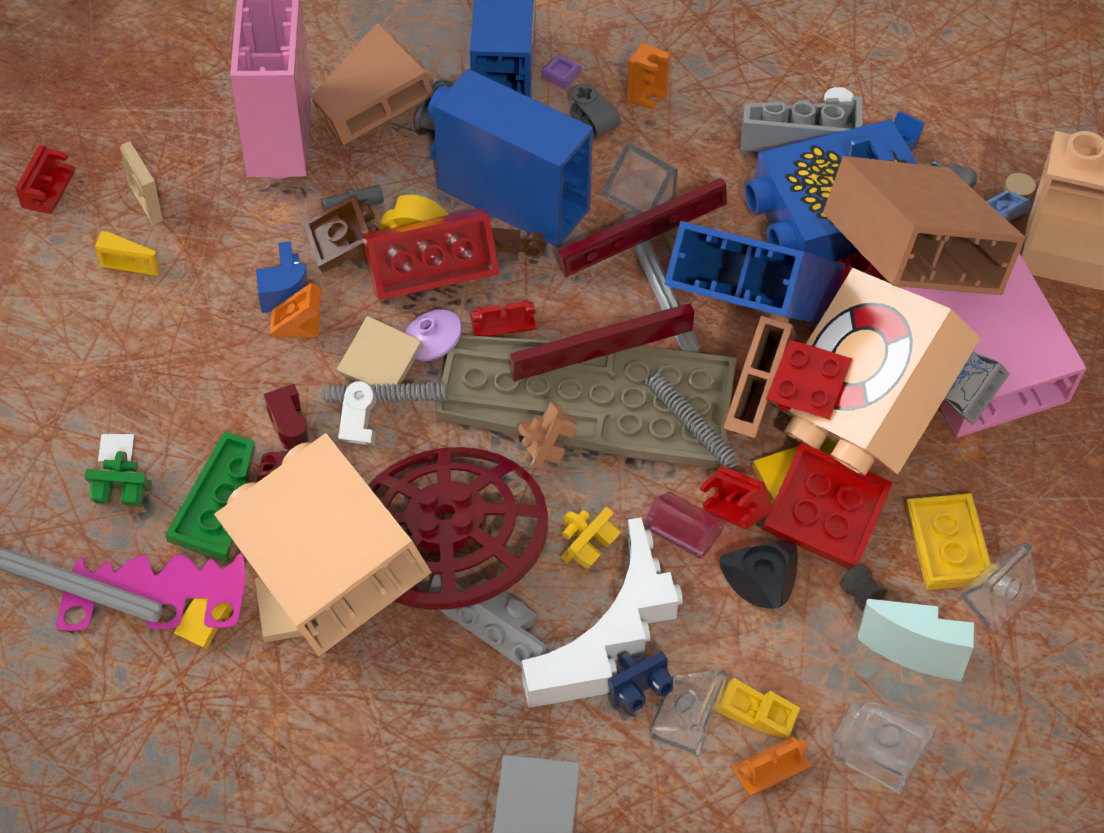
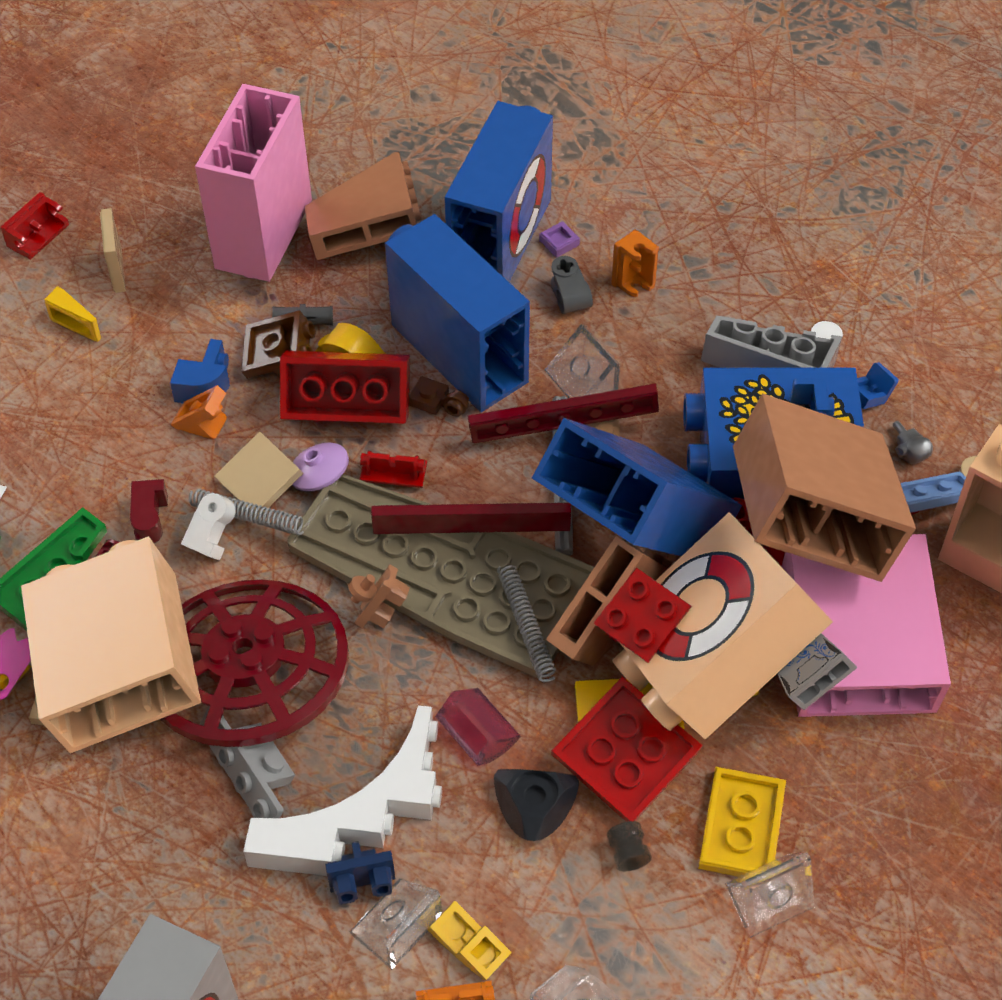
camera: 20 degrees right, 0 degrees up
(581, 549) = (364, 719): yellow hips -> none
(736, 498) = (538, 717): red hinge -> none
(917, 638) = (655, 920): light aqua slope -> none

